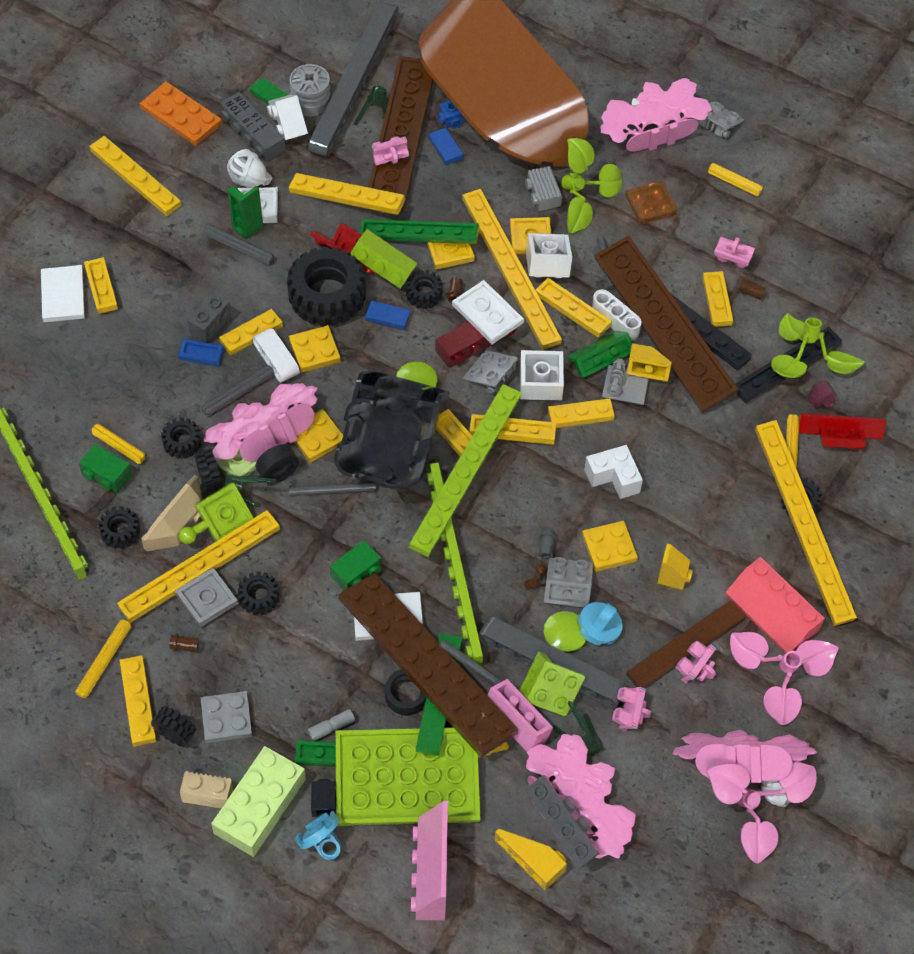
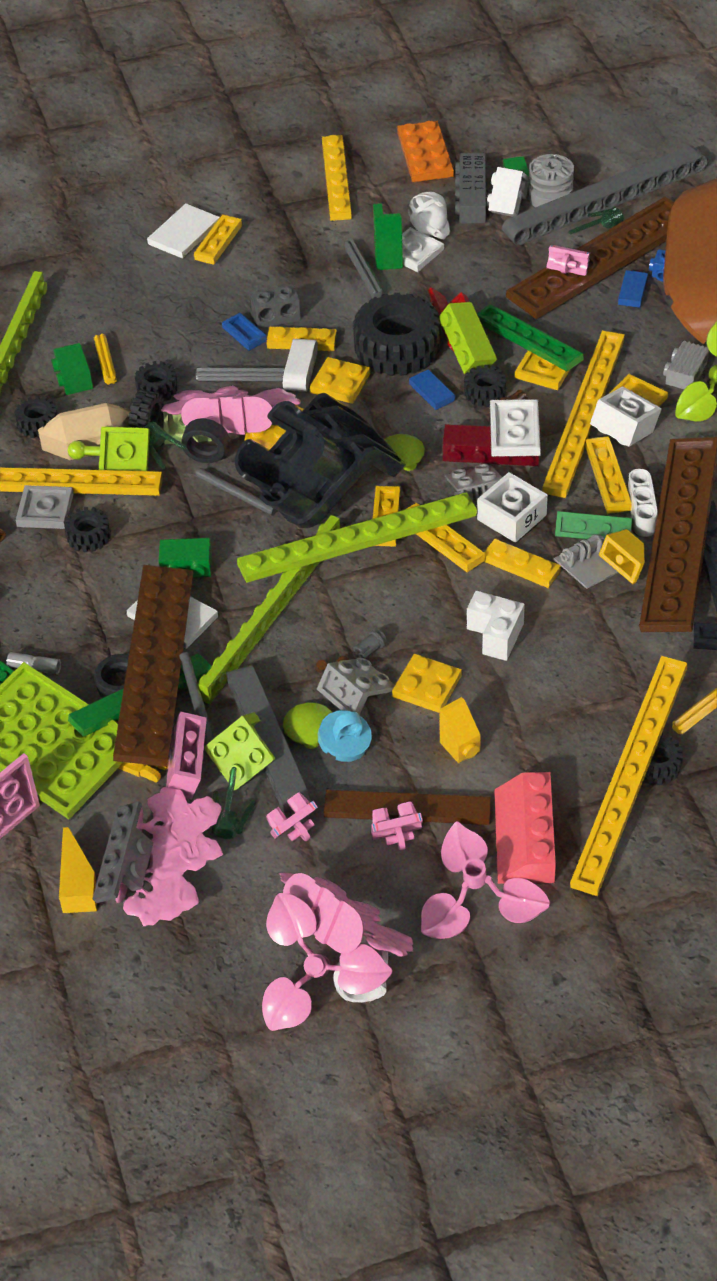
camera: 45 degrees right, 10 degrees down
(347, 193) = (497, 277): yellow plate -> none

